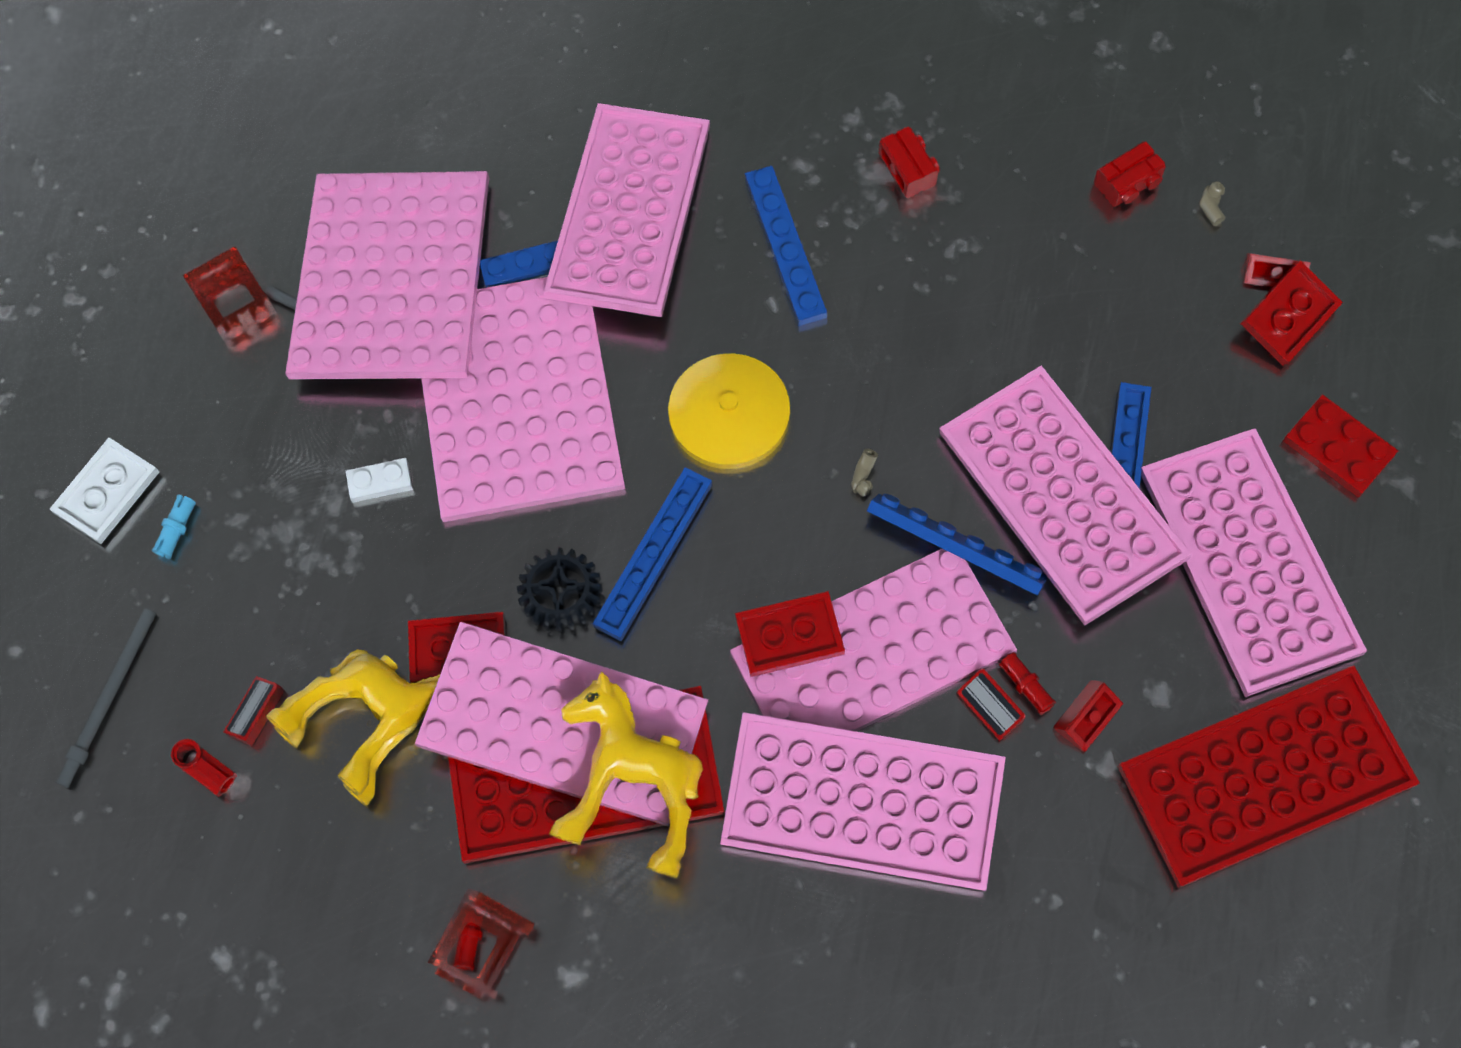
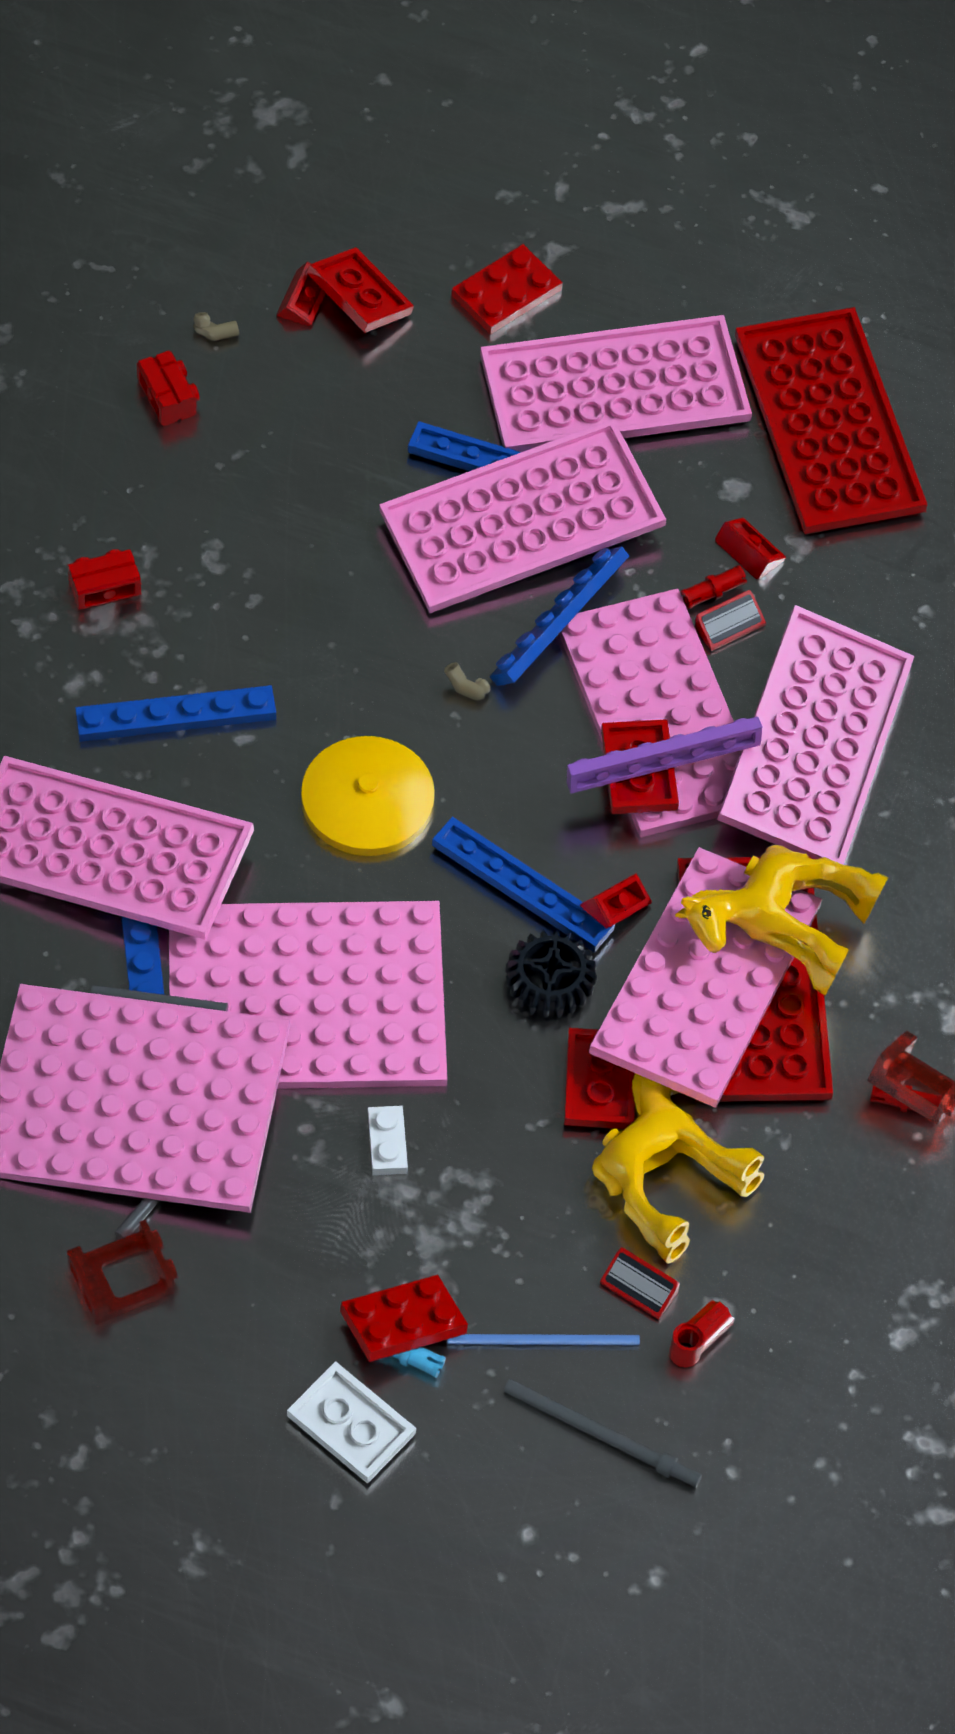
camera: 90 degrees left, 10 degrees down
(196, 637) = (544, 1339): none -> medium blue axle
(197, 514) = (403, 1318): none -> red plate
(482, 276) = (159, 998): none -> dark grey bar
(645, 637) = (618, 901): none -> red slope
(798, 658) = (664, 754): none -> medium lavender plate

